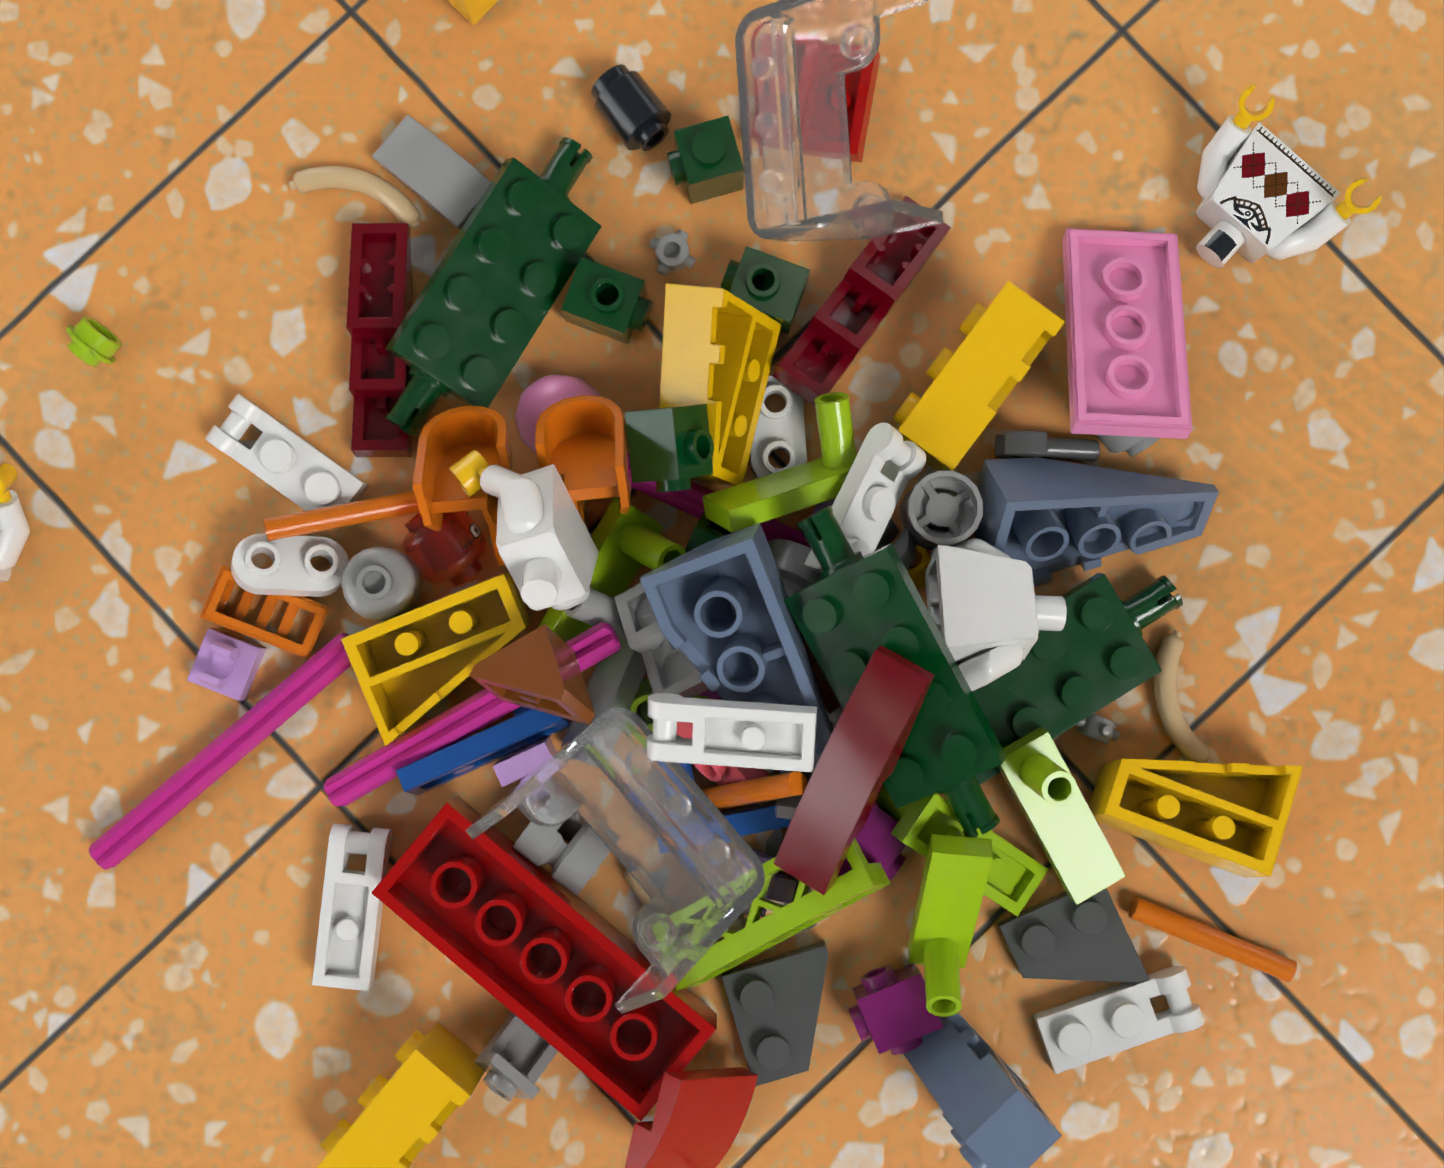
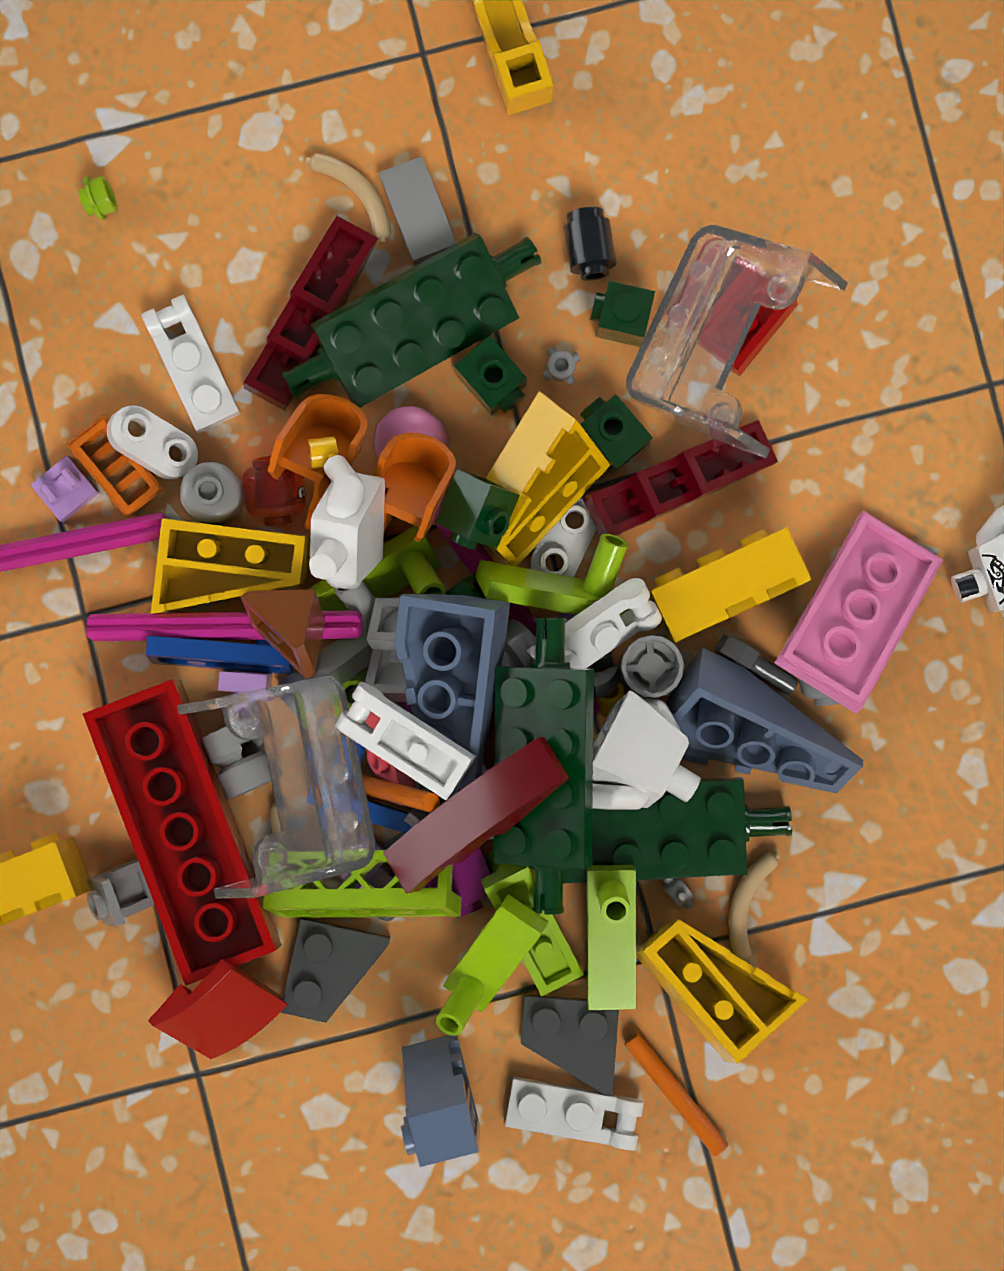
camera: 25 degrees right, 0 degrees up
(340, 515) = (210, 427): orange bar -> none
(349, 910) = (57, 719): white plate -> none
(893, 1009) = (411, 1012): magenta brick -> none

